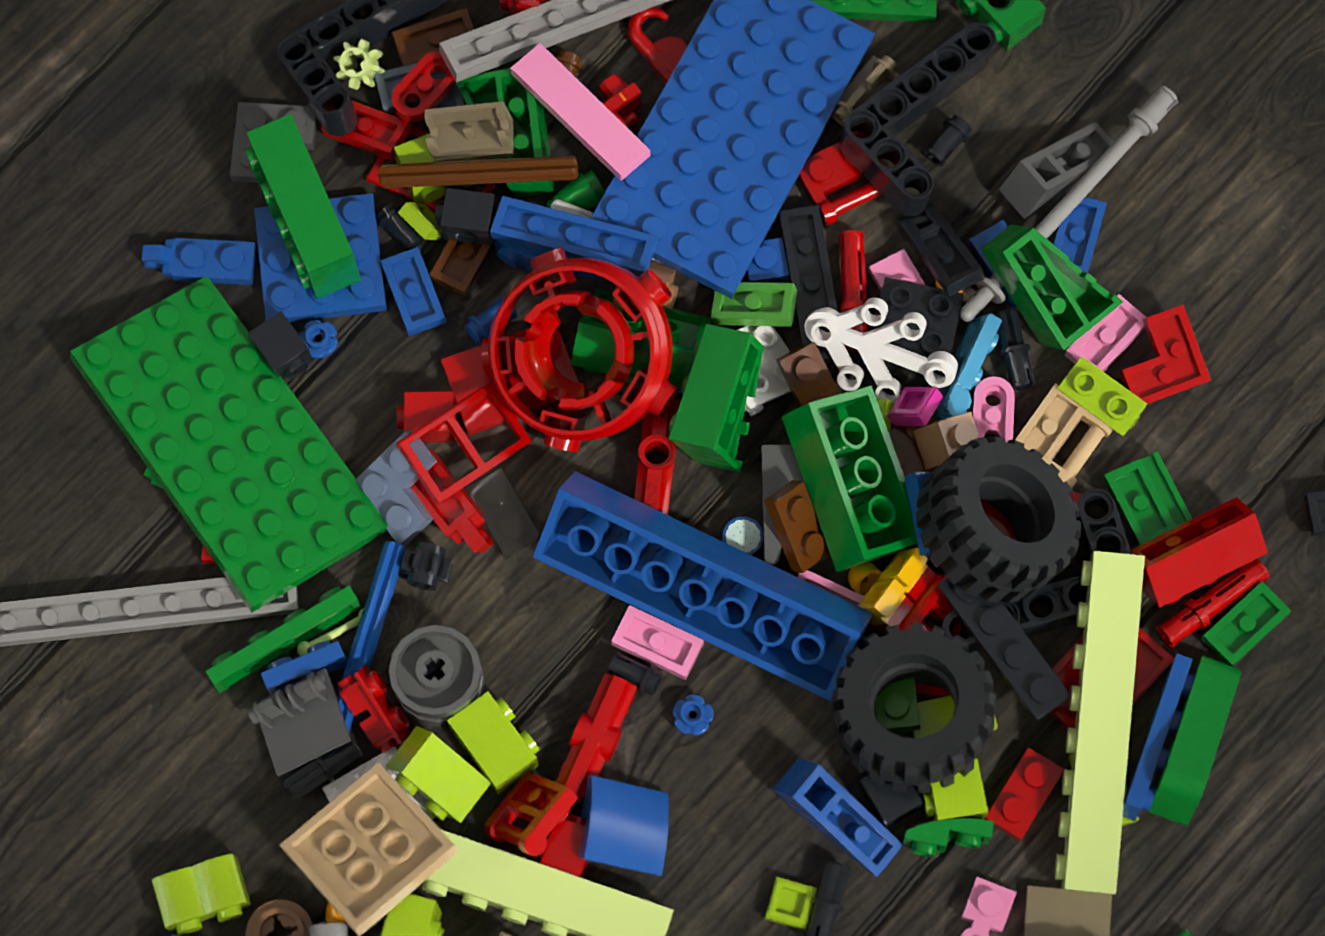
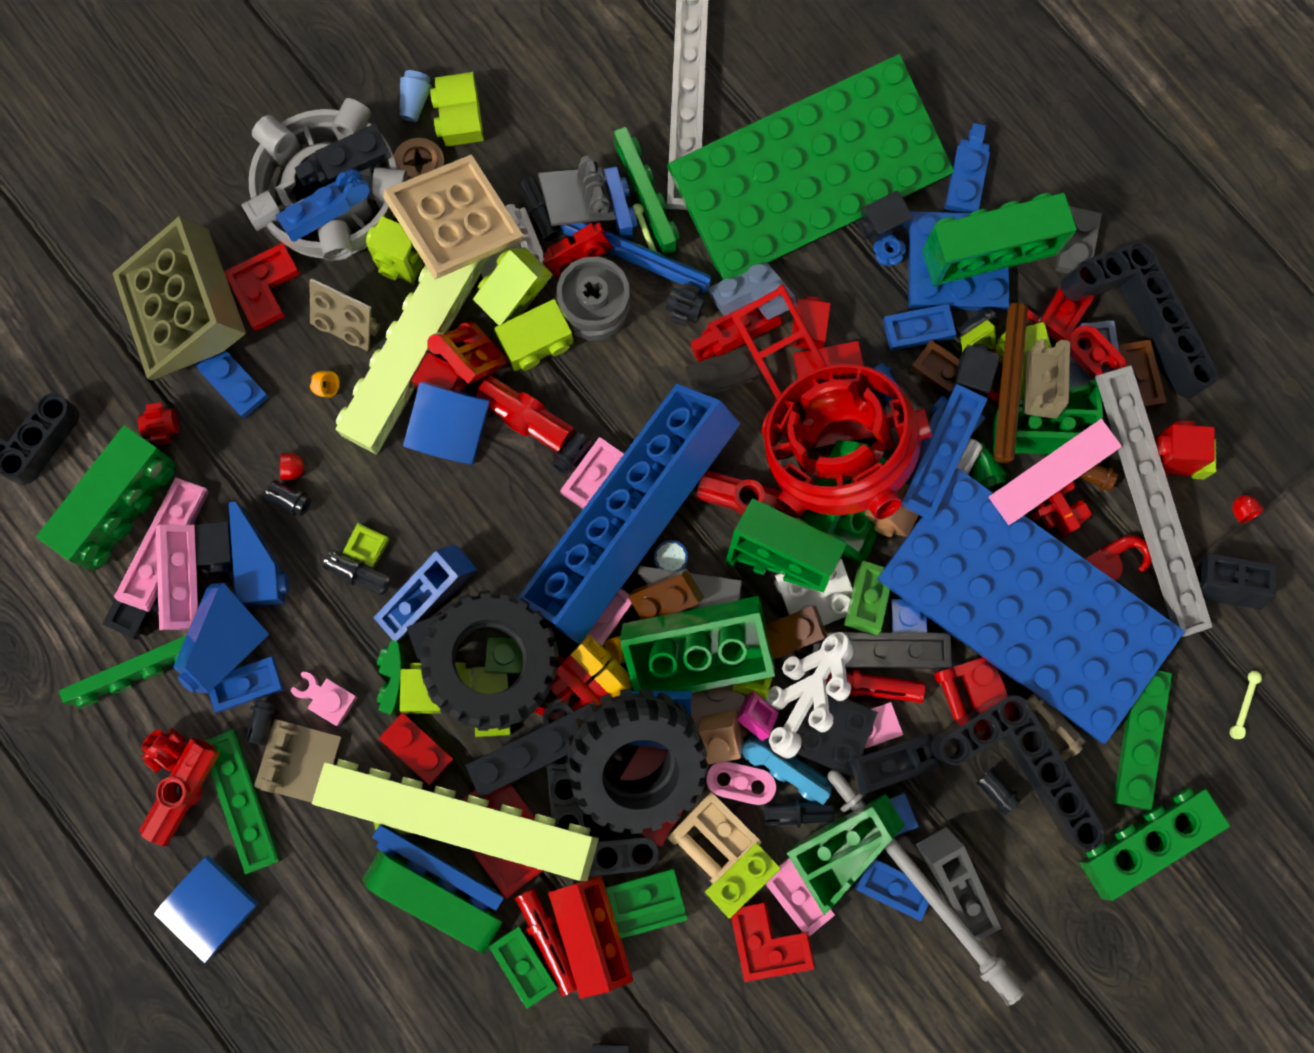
camera: 95 degrees right, 5 degrees up
(369, 65) = (1122, 306): yellowish green gear -> none
(685, 723) = (530, 502): blue plate -> none

